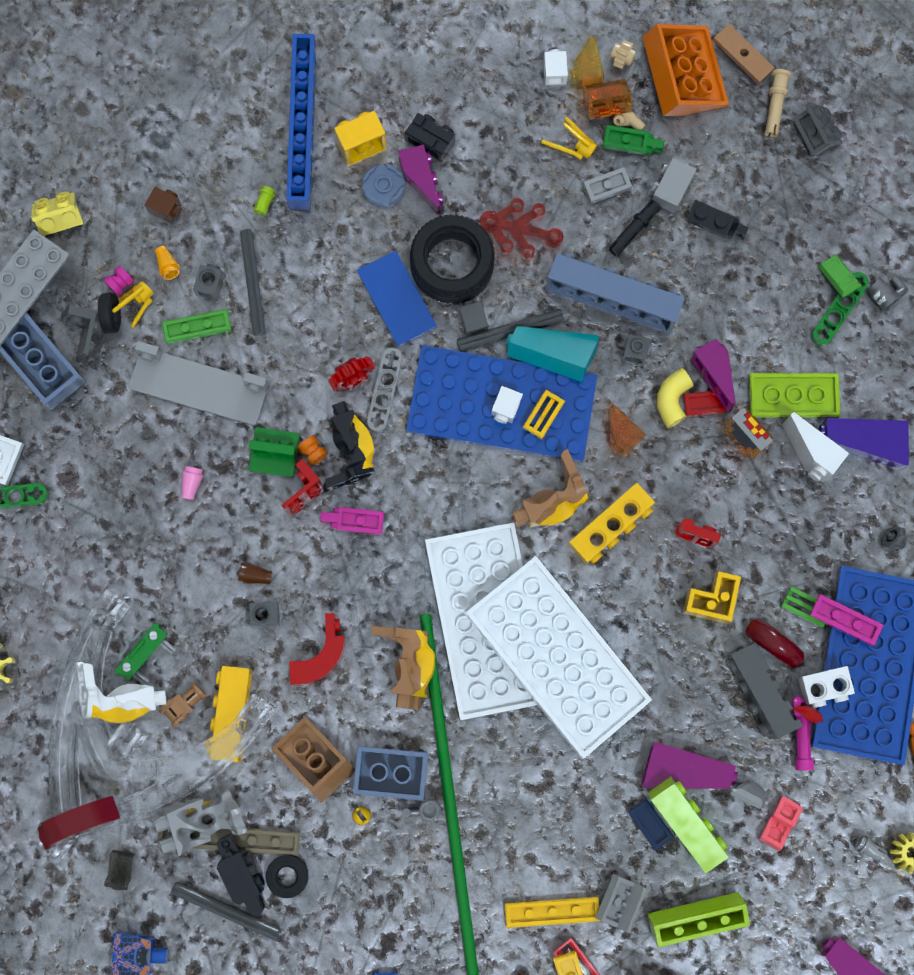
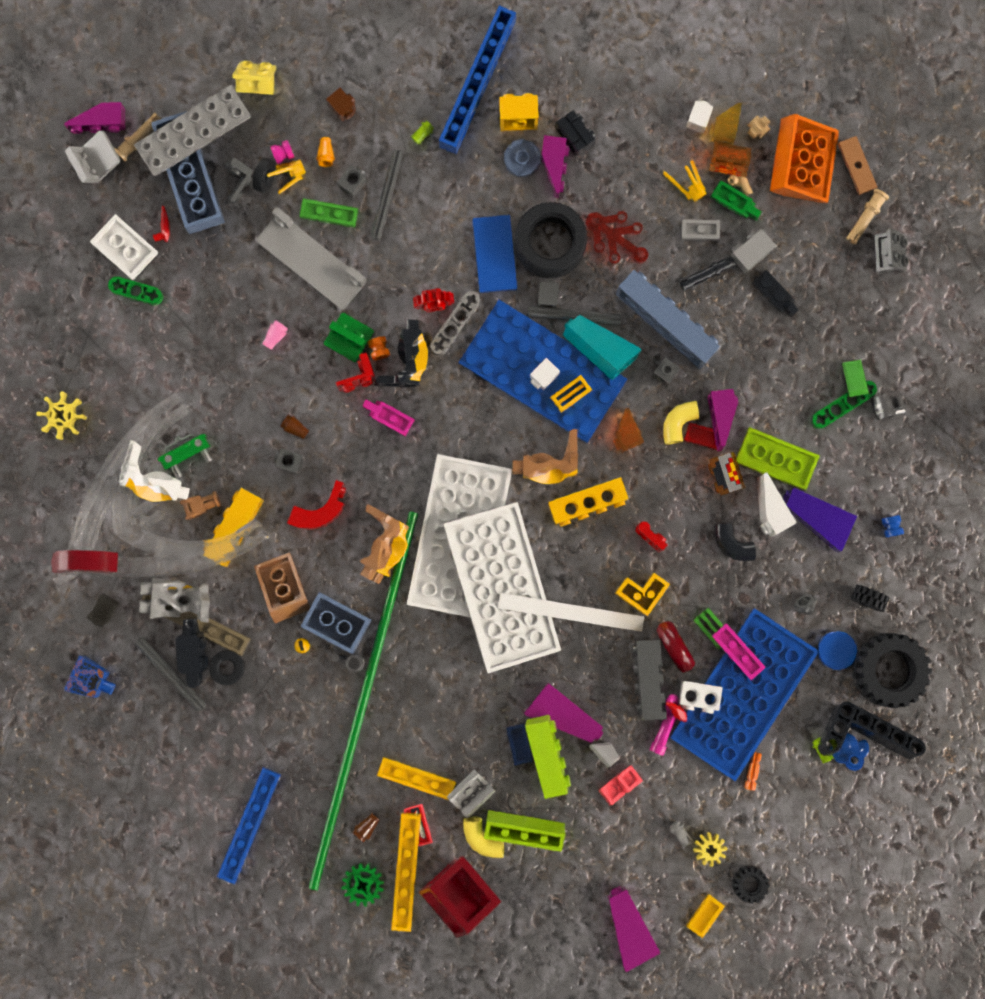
camera: 25 degrees right, 5 degrees up
(20, 414) = (165, 229): none -> red bar
(644, 653) = (571, 612): none -> white sticker
(648, 952) = (475, 837): none -> light yellow cylinder
(787, 509) = (730, 546): none -> black cylinder

